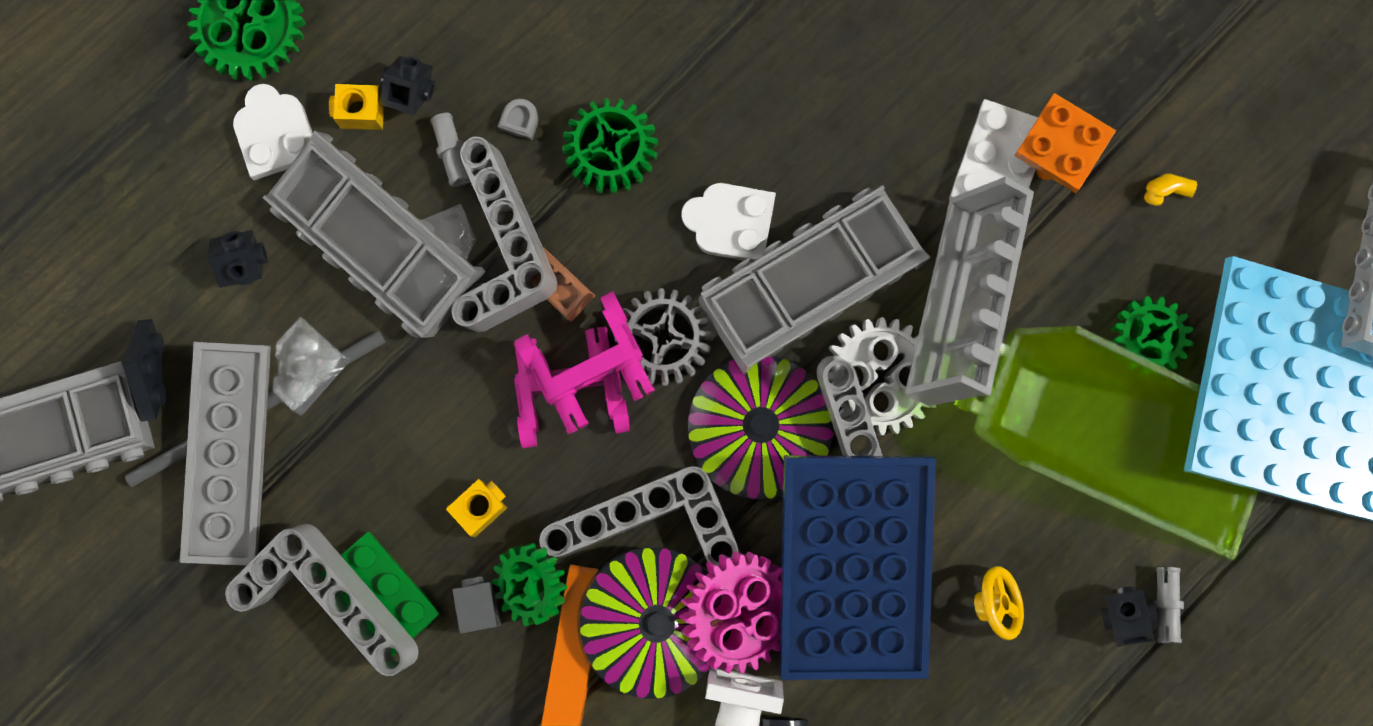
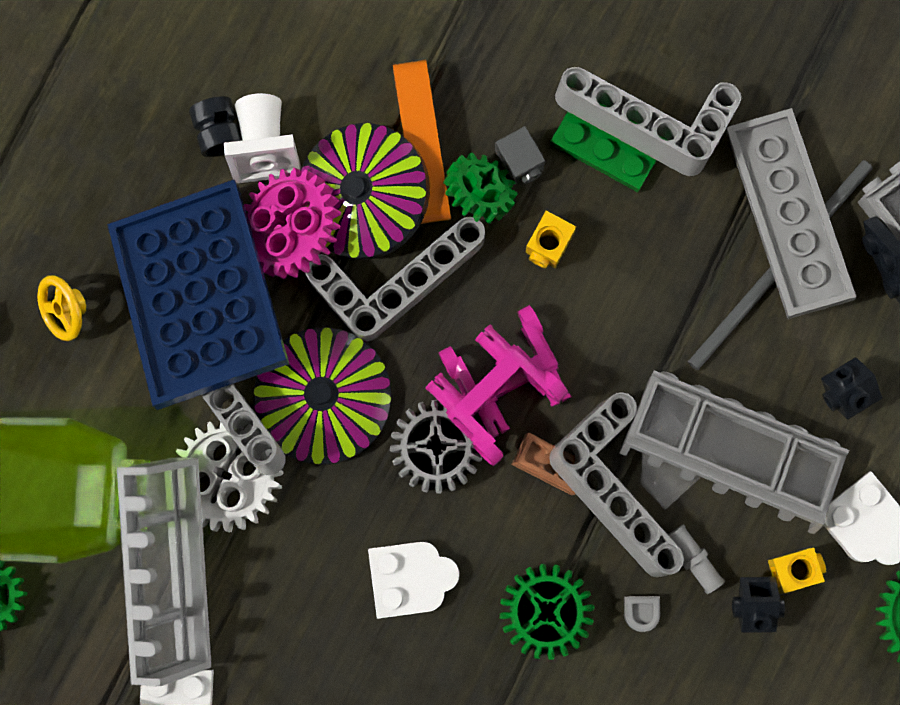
camera: 165 degrees right, 0 degrees up
(305, 366) = (749, 313): clear plate -> none
(811, 277) = (315, 545): window -> none

